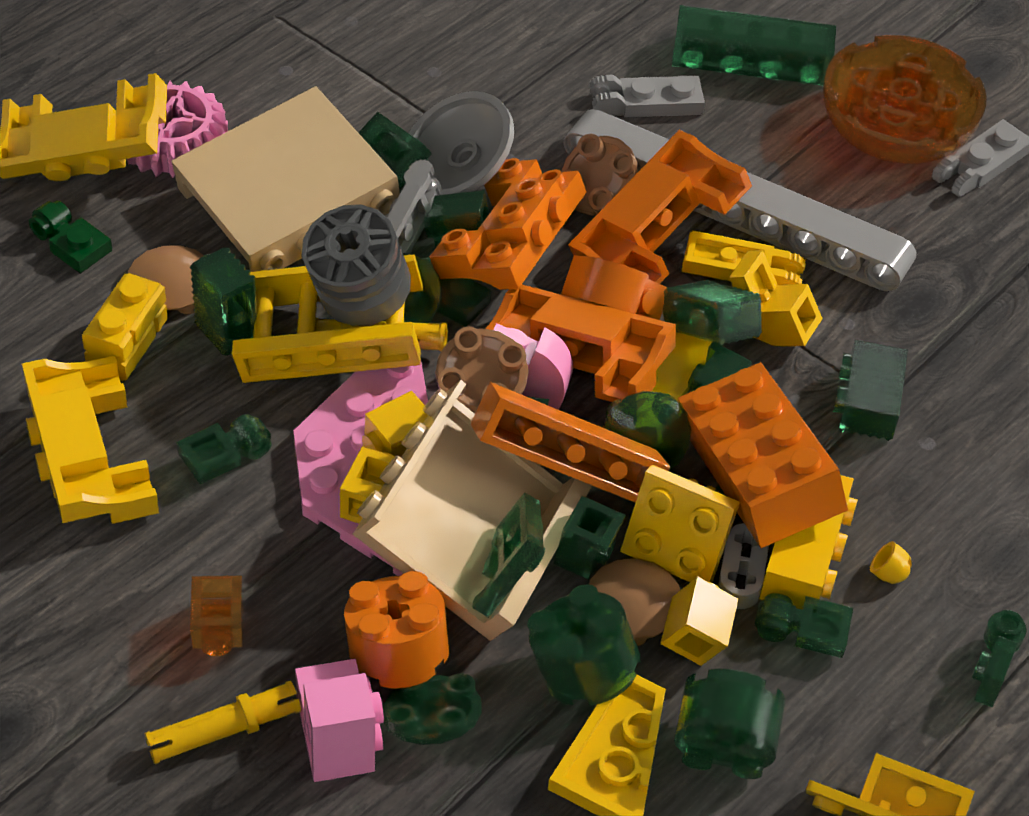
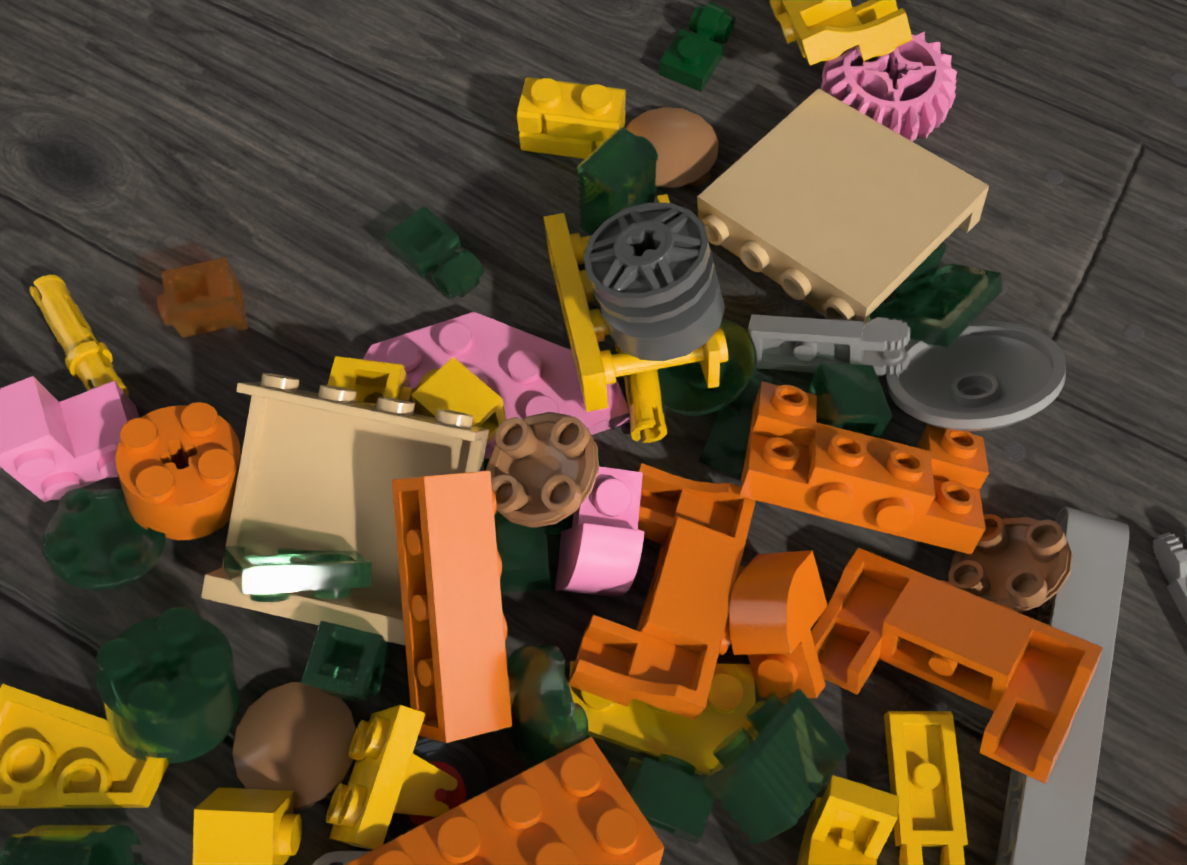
camera: 85 degrees right, 15 degrees up
(72, 447) = (400, 117): yellow bracket -> none

